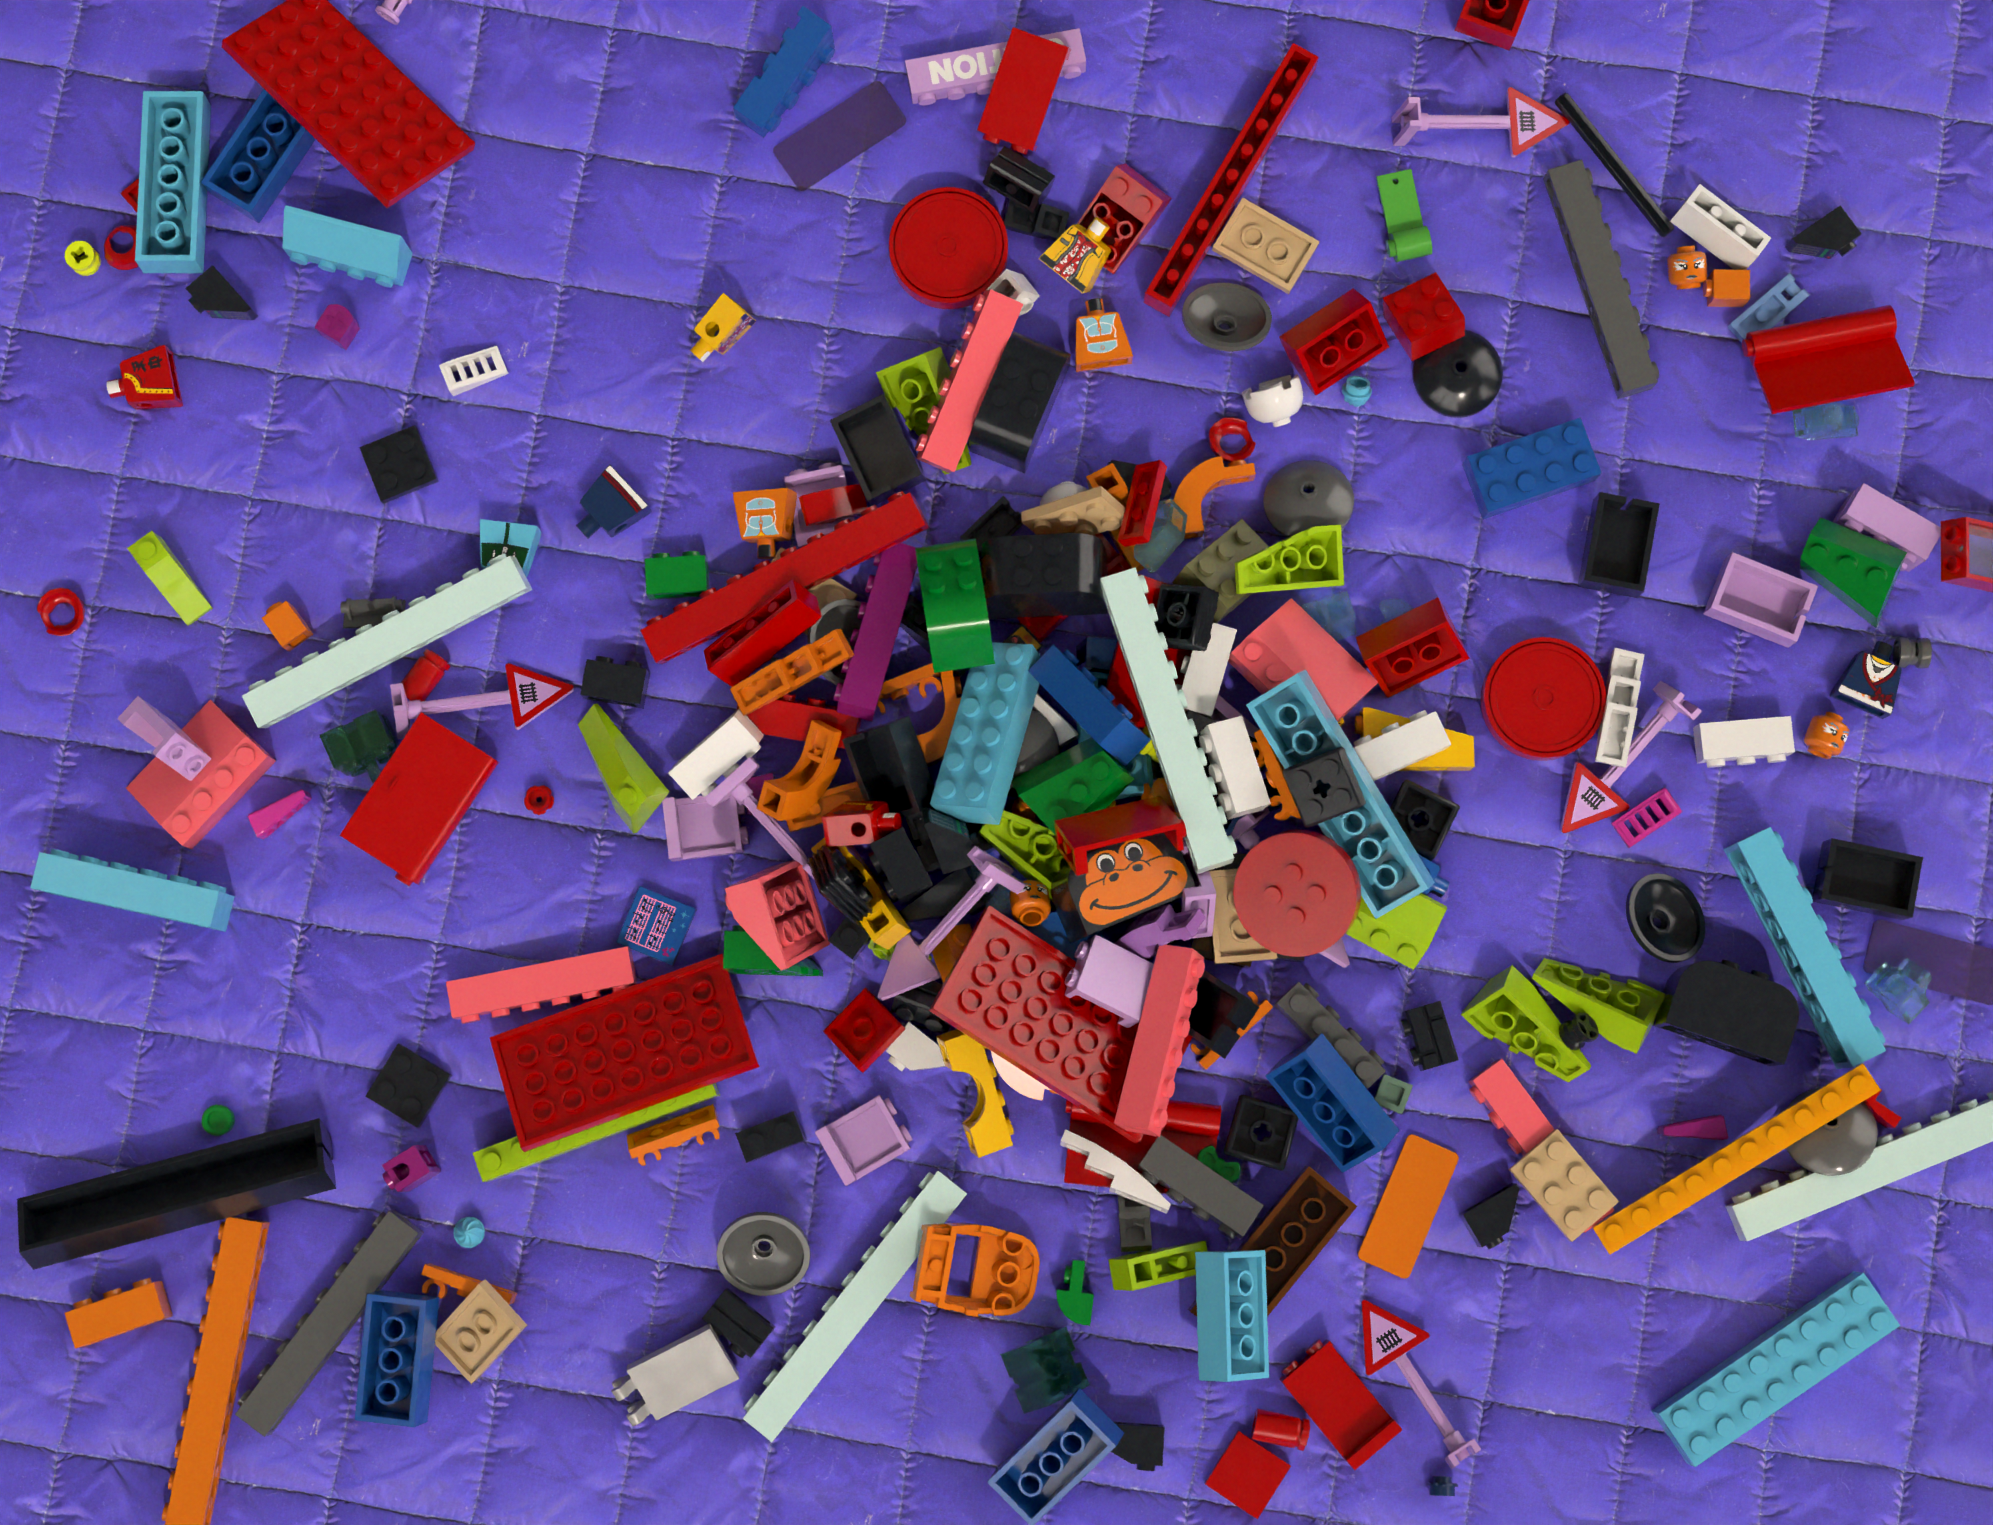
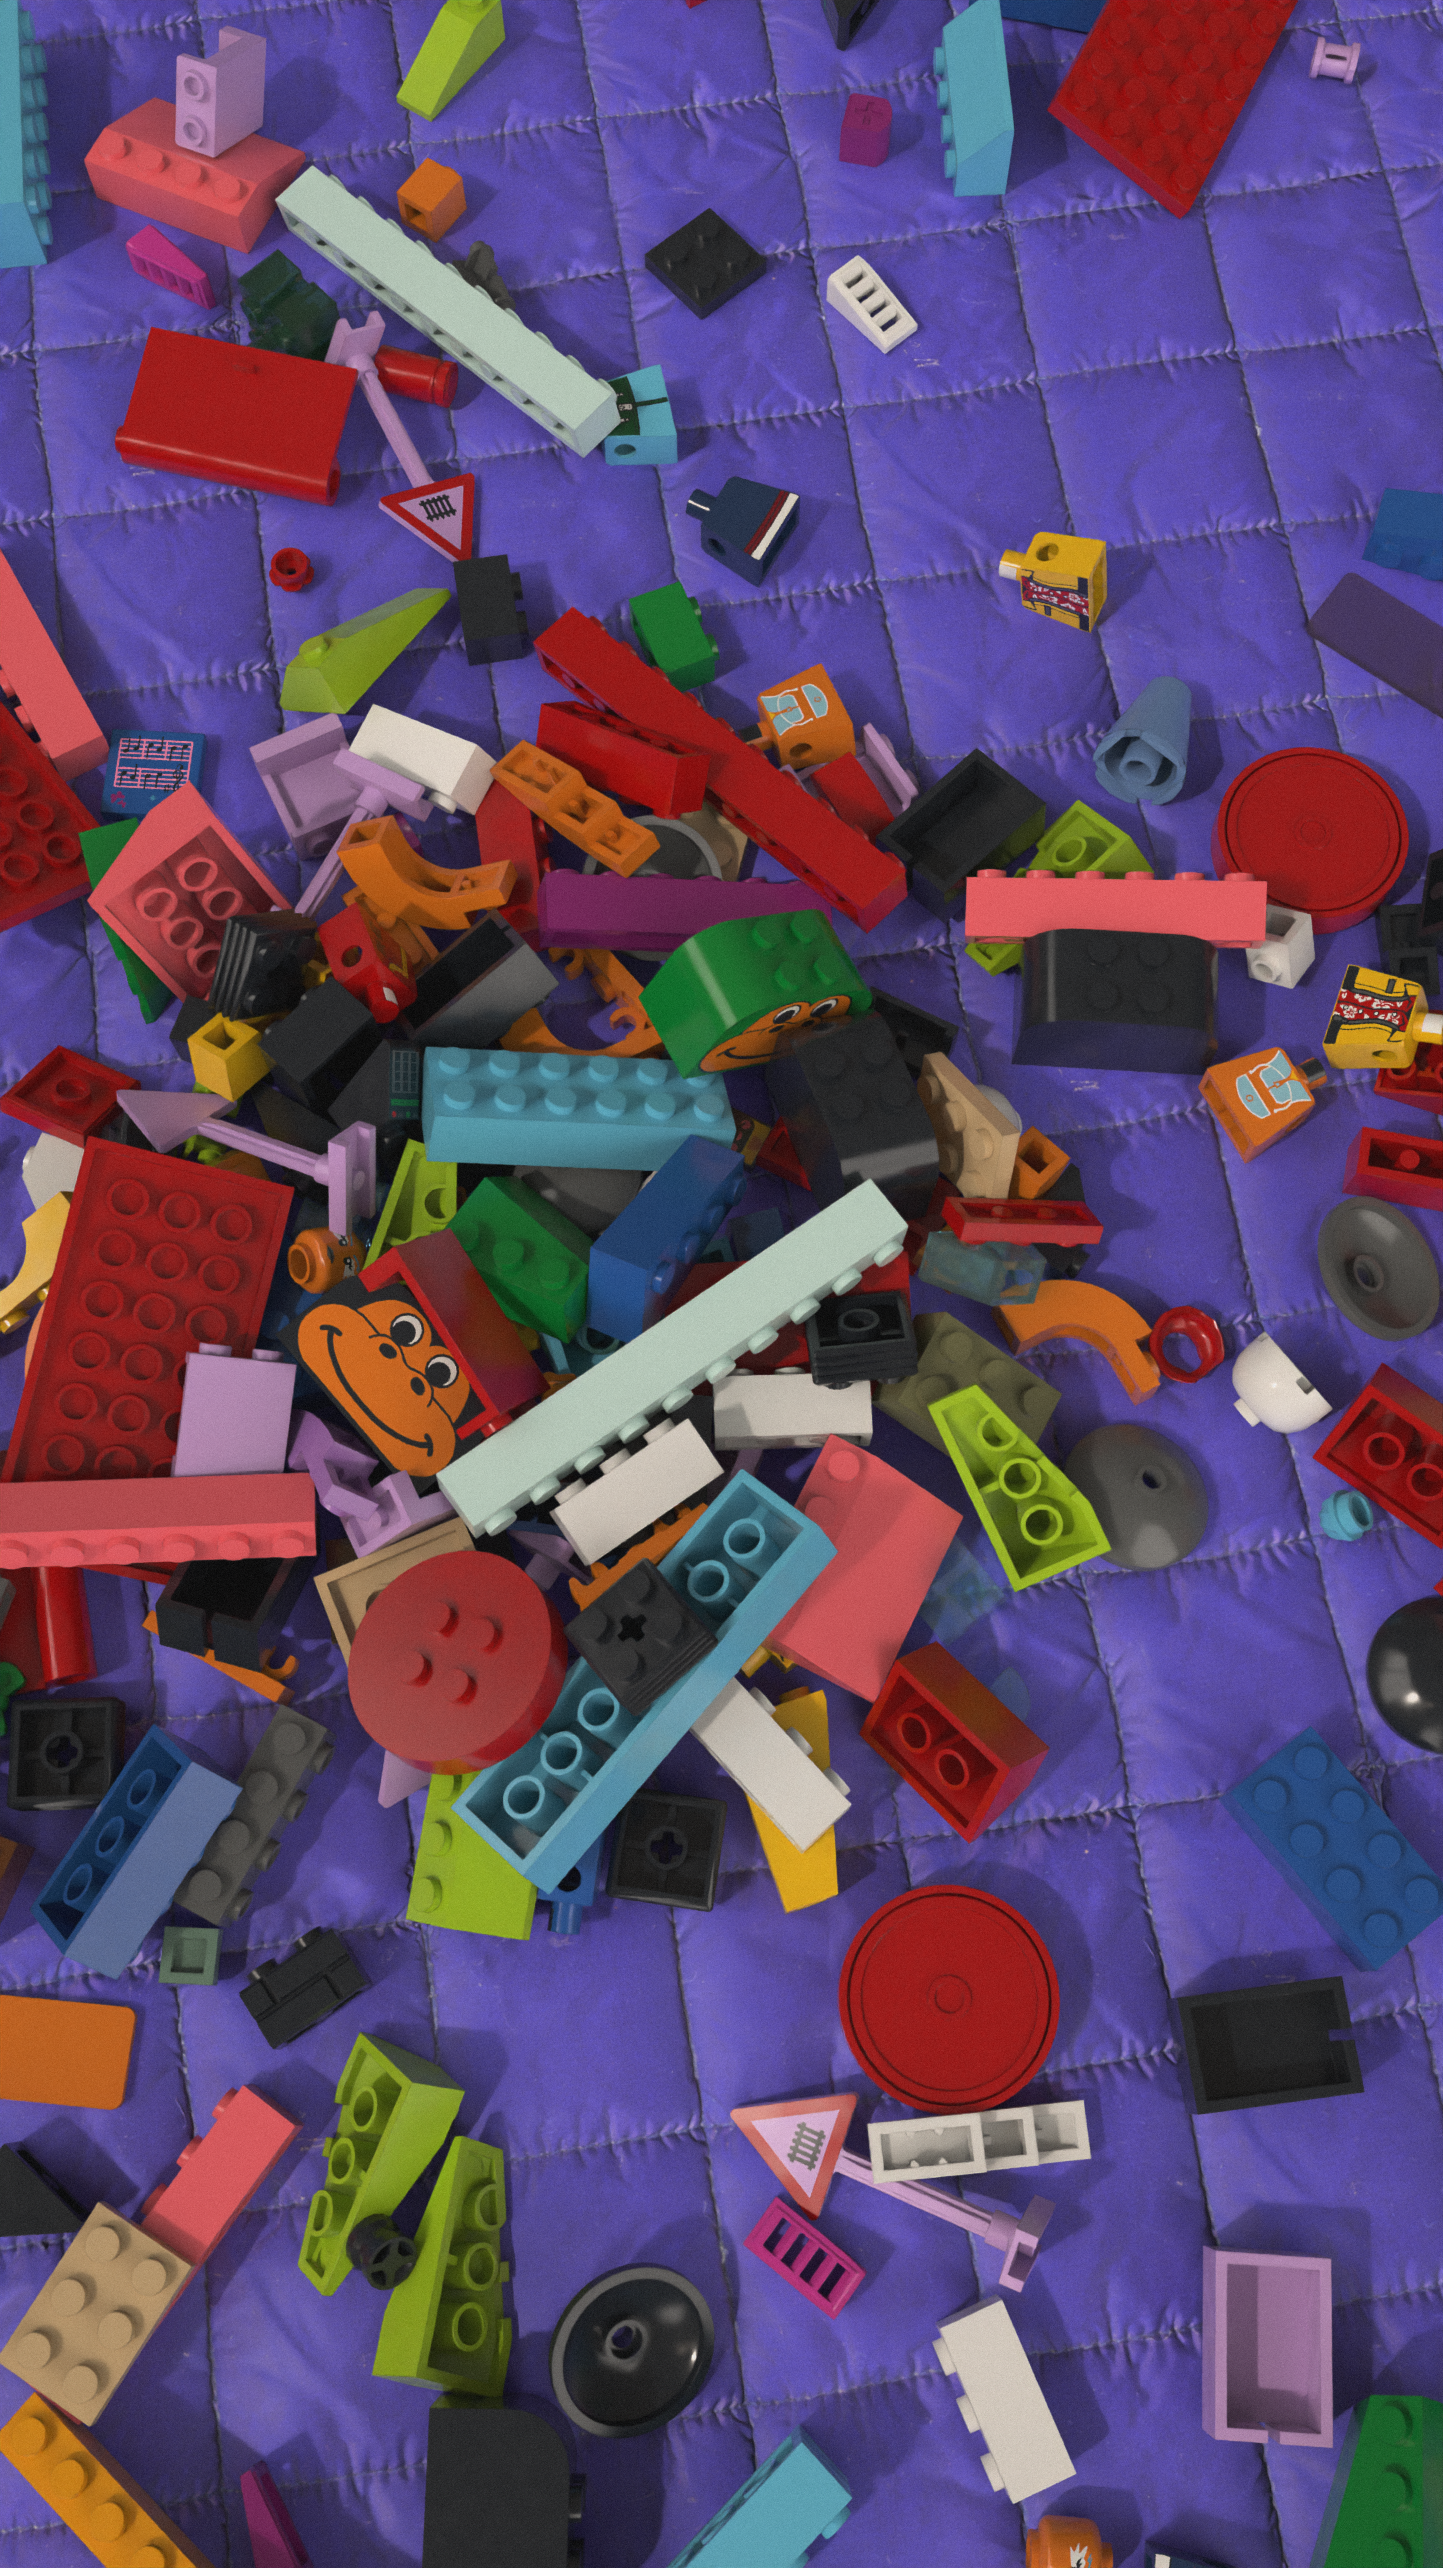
camera: 70 degrees right, 10 degrees down
(852, 314) = (1148, 745): none -> medium blue cone

